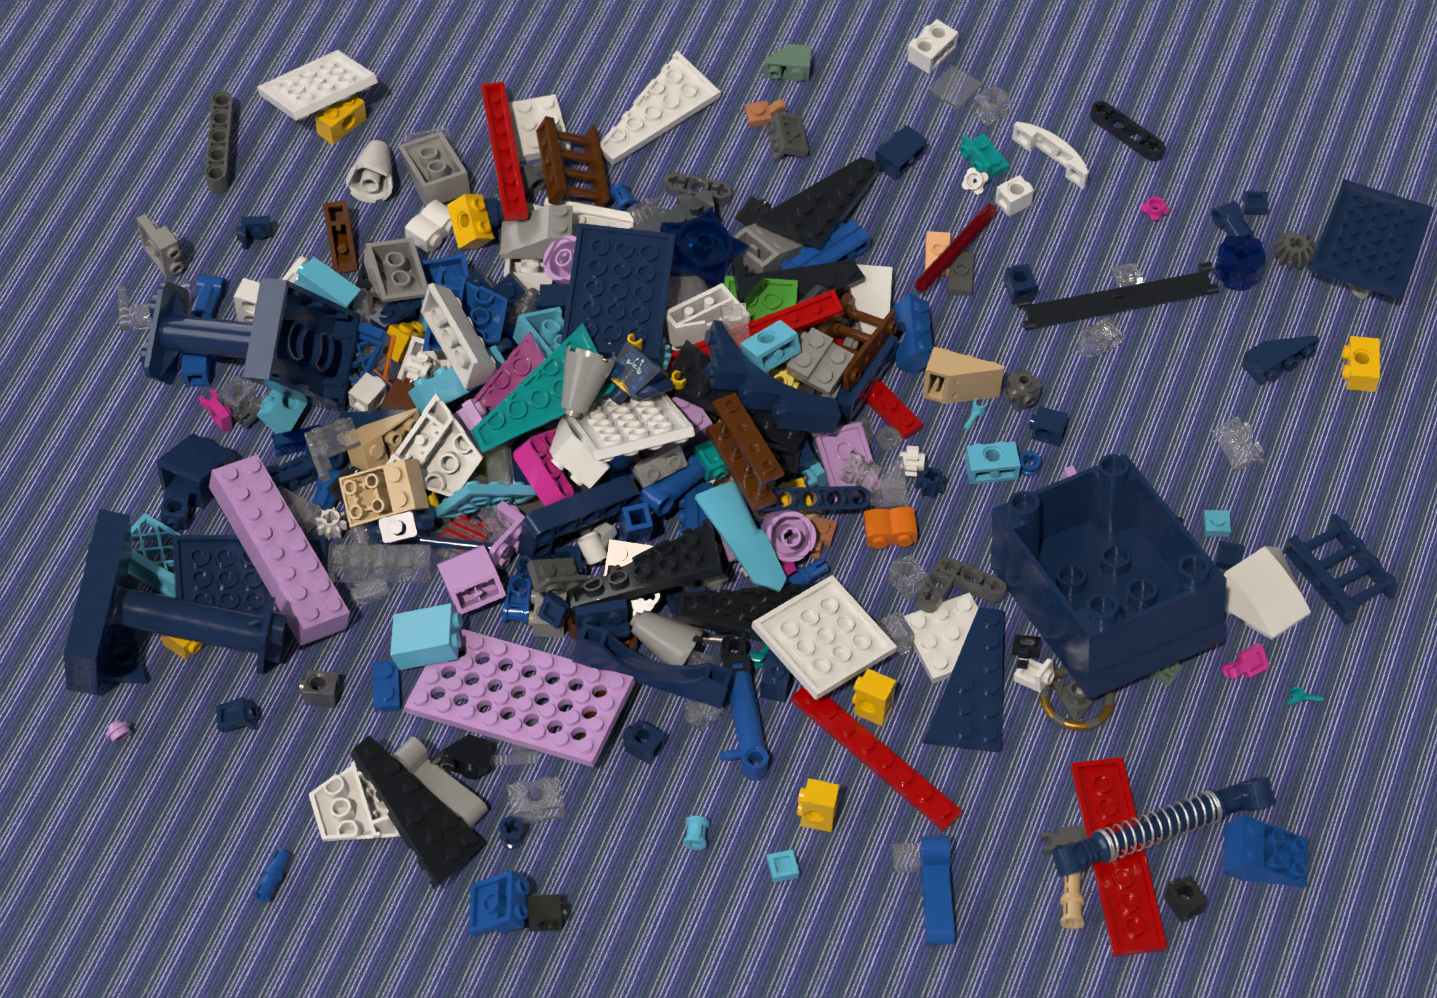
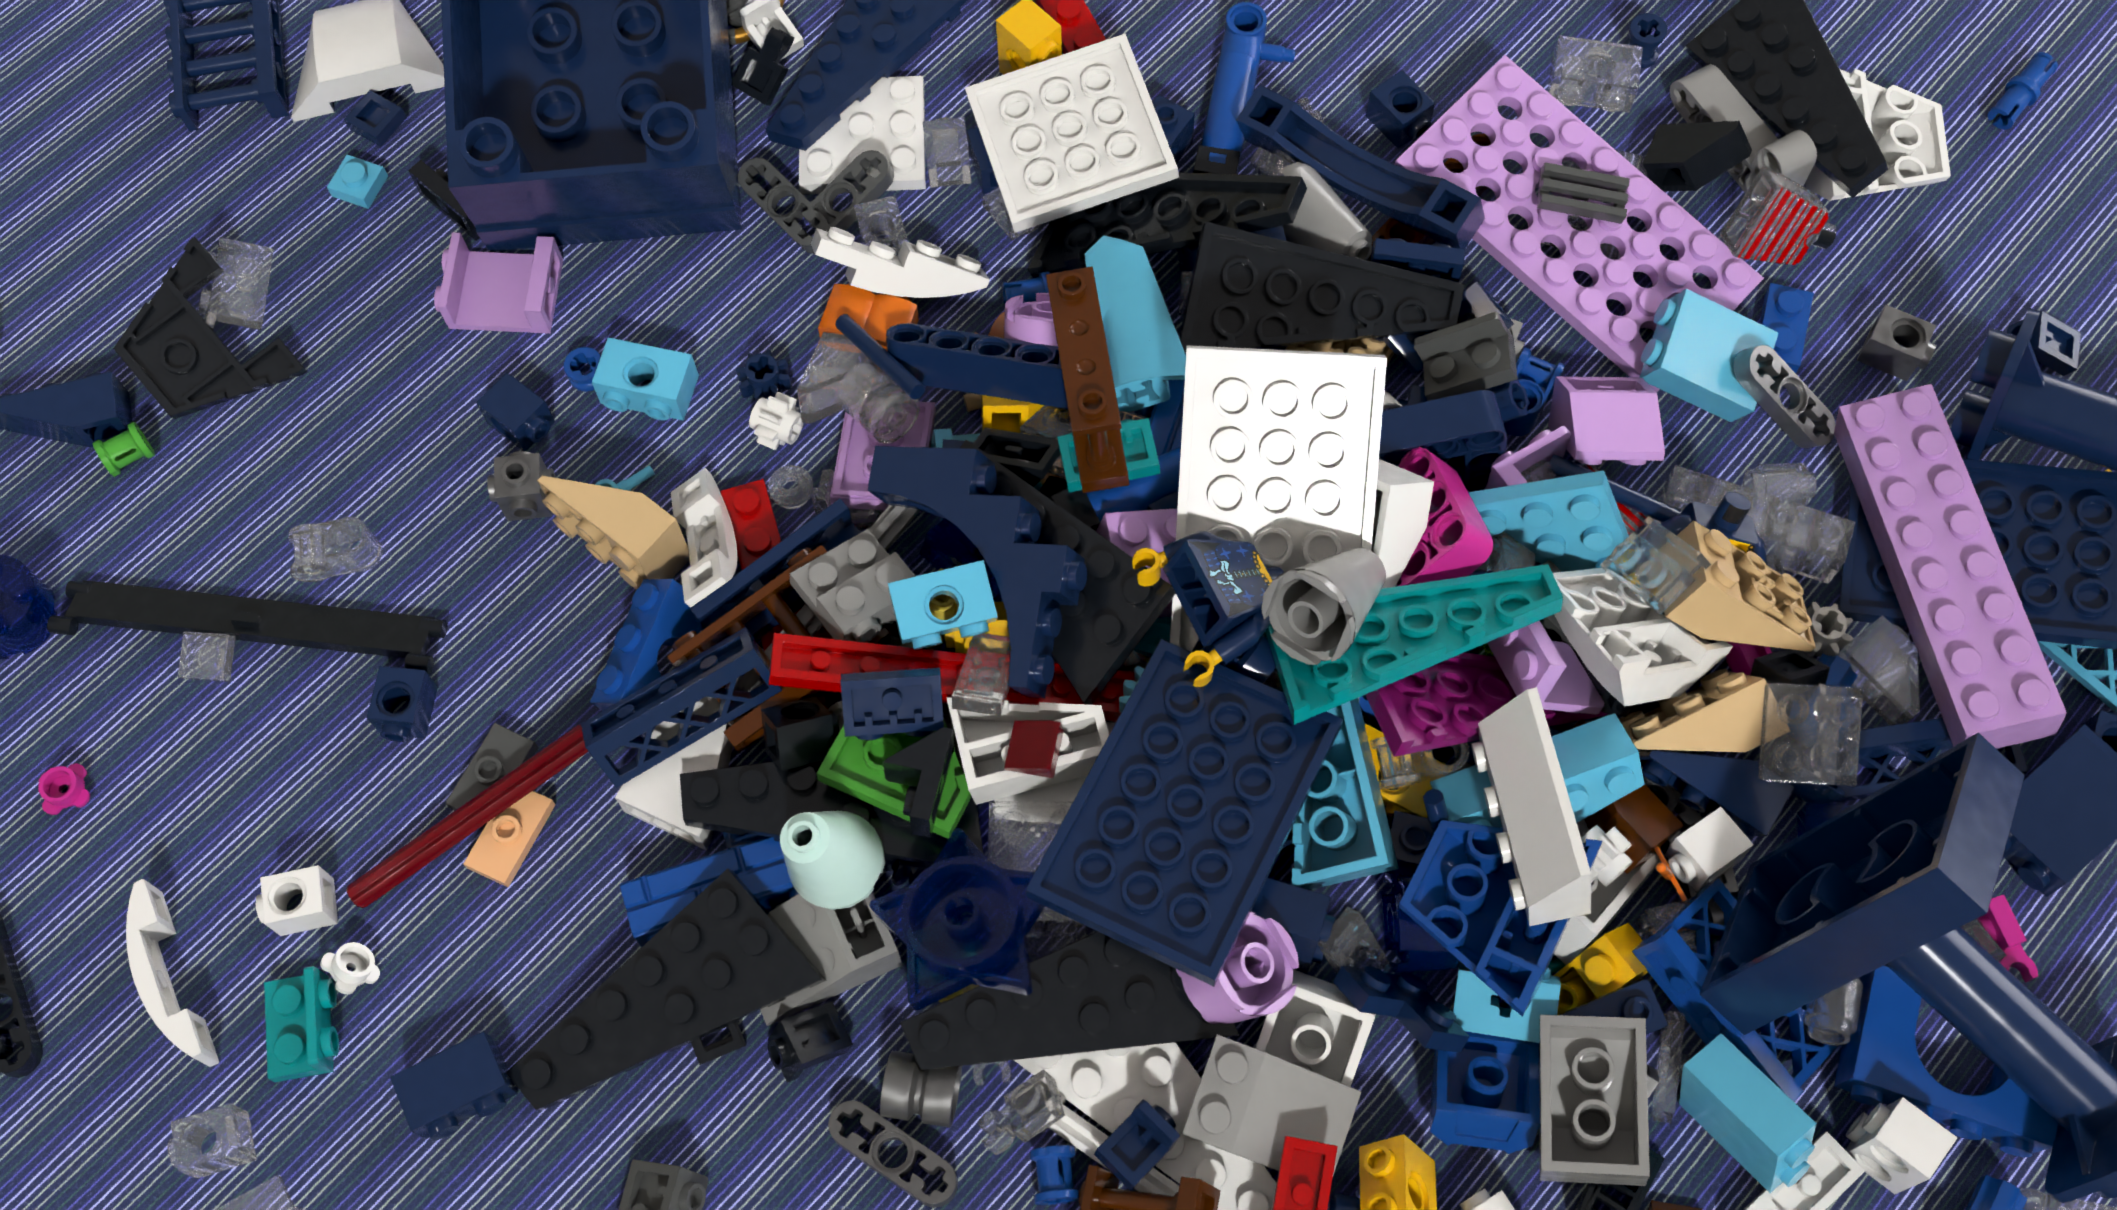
camera: 155 degrees left, 10 degrees up
(394, 625) = (1763, 375): none -> flat silver beam
(408, 722) = (1777, 221): none -> clear torso
(430, 478) = (1654, 565): none -> clear plate
(520, 690) = (1583, 186): none -> dark grey tile
(591, 208) = (1138, 1143): none -> dark blue bracket
(697, 299) = (1034, 747): none -> dark red slope
(773, 302) = (892, 703): none -> dark blue bracket
(775, 248) = (832, 857): none -> light aqua cone
(872, 488) = (880, 357): none -> dark blue bar
(881, 297) = (671, 694): none -> dark blue fence
(885, 548) = (915, 272): none -> white slope
(908, 386) = (709, 535): none -> white slope
(1233, 396) = (181, 354): none -> black wing
(1234, 353) = (123, 449): none -> bright green bush

